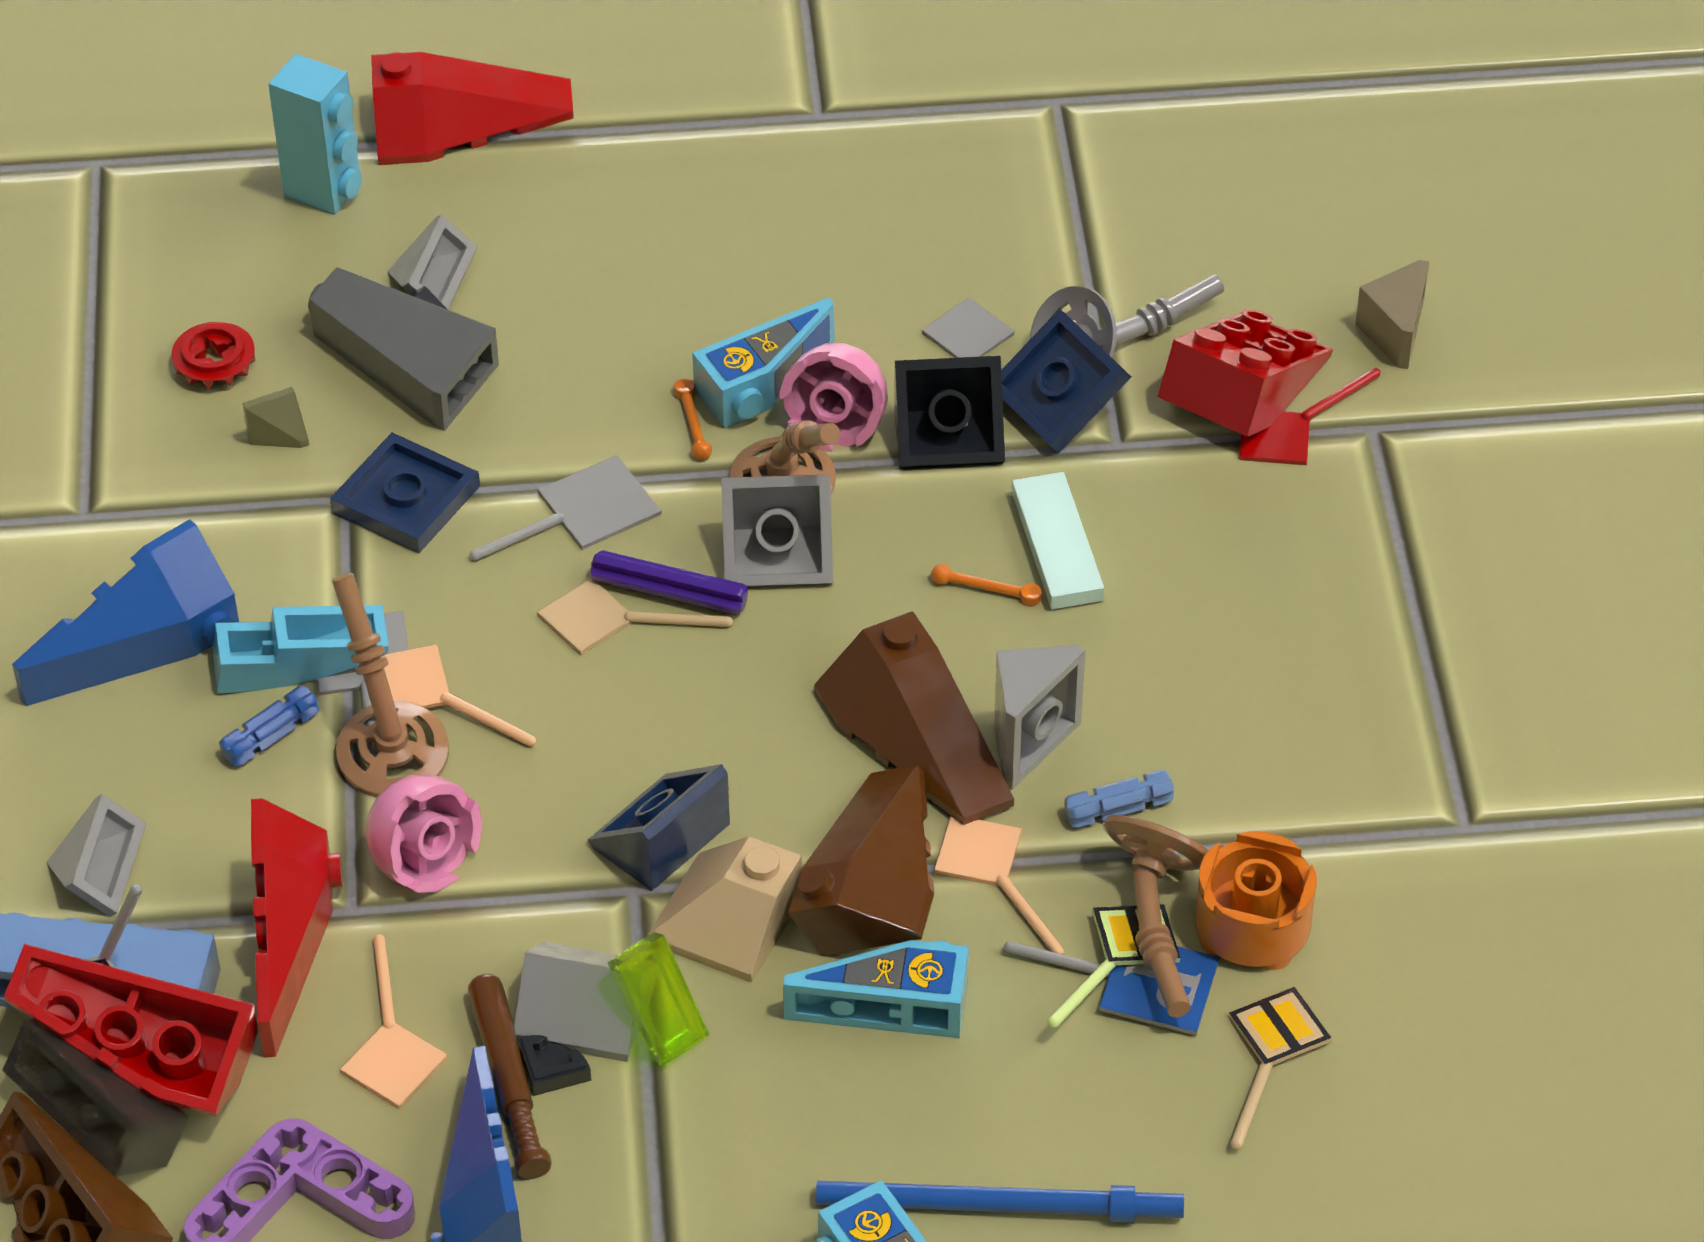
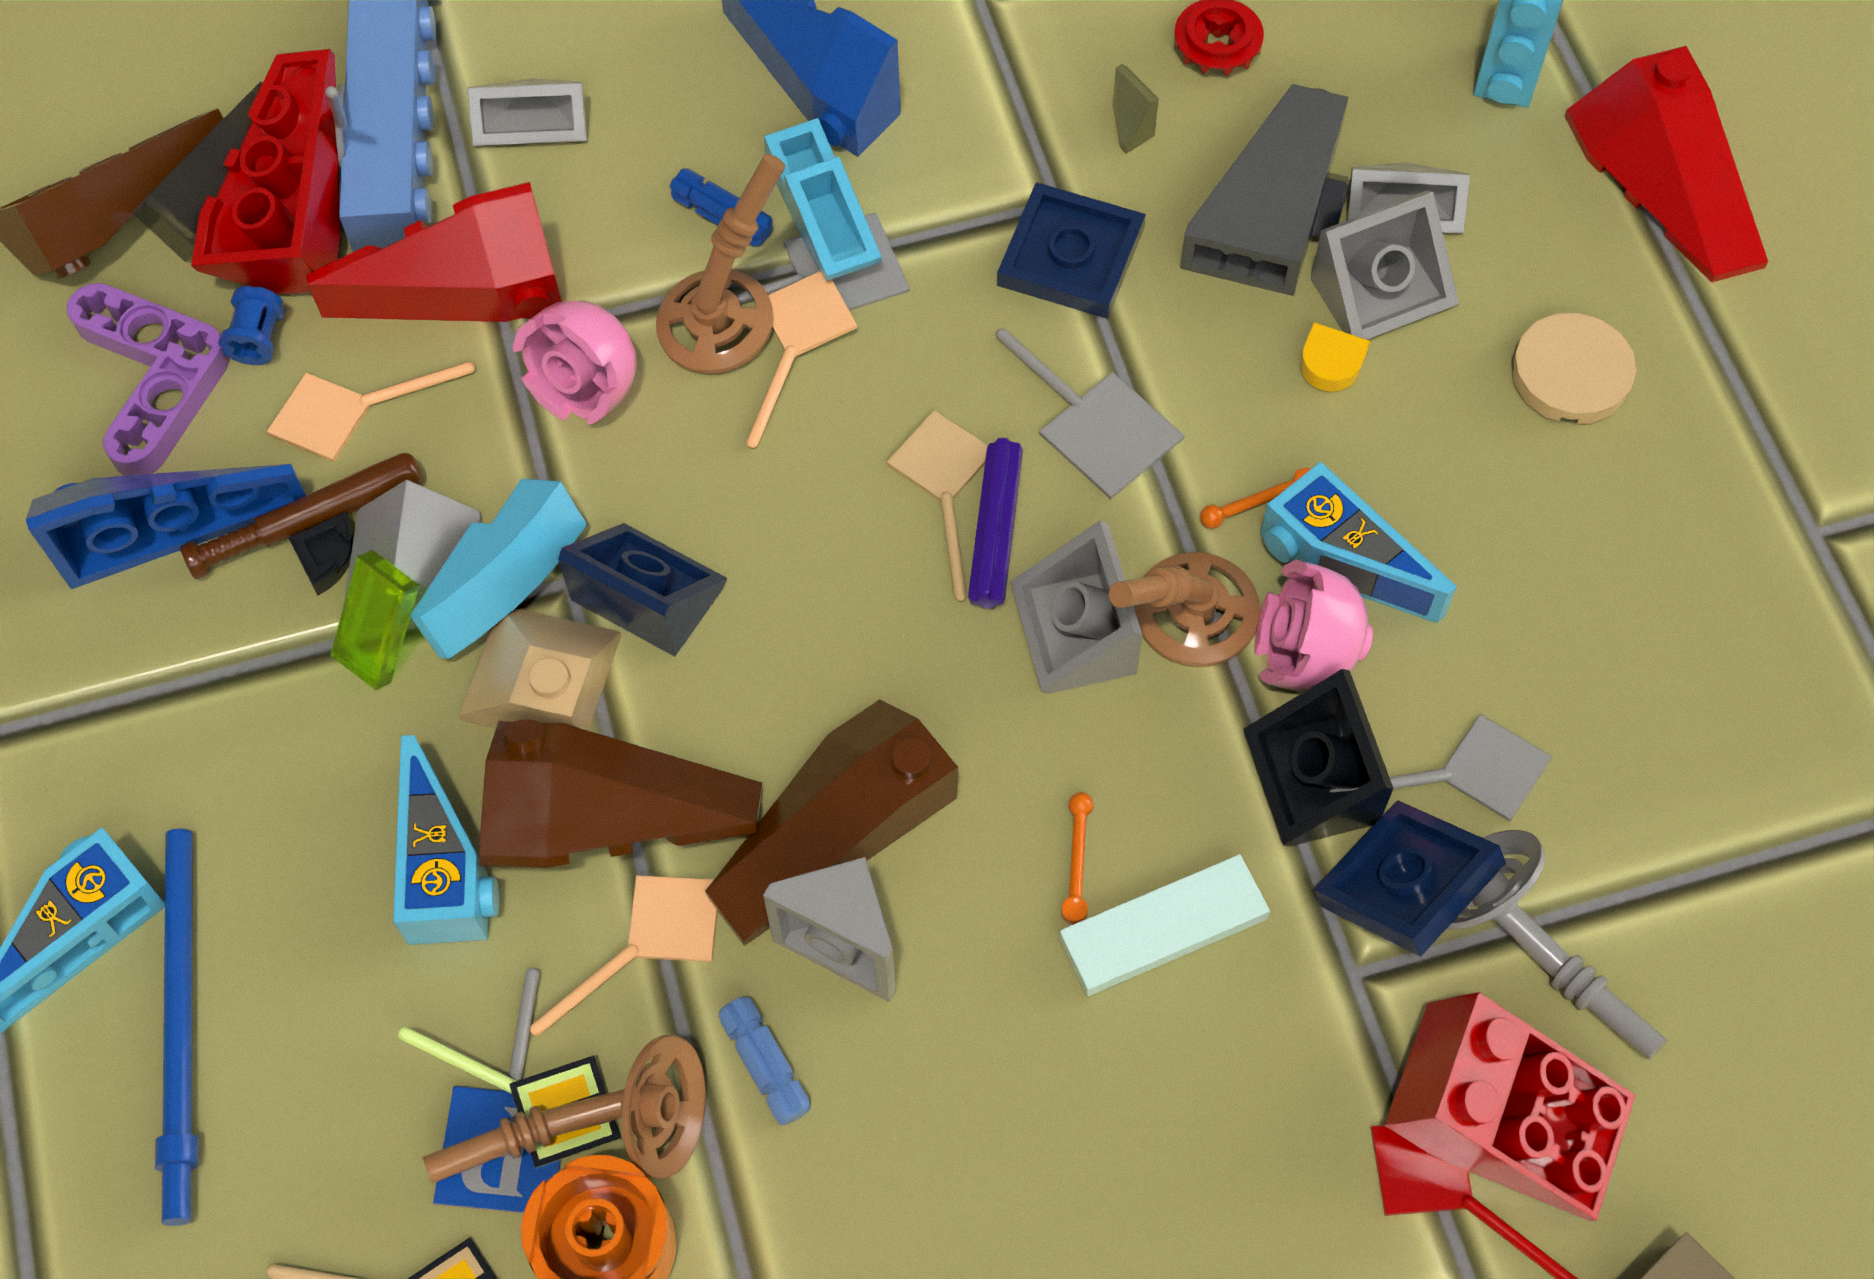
camera: 80 degrees right, 15 degrees up
(281, 1093) = (252, 325): none -> blue bush
(510, 290) = (1385, 267): none -> light grey slope
(574, 347) = (1332, 358): none -> yellow tile
(610, 903) = (497, 565): none -> medium azure slope
(632, 208) = (1574, 368): none -> tan tile

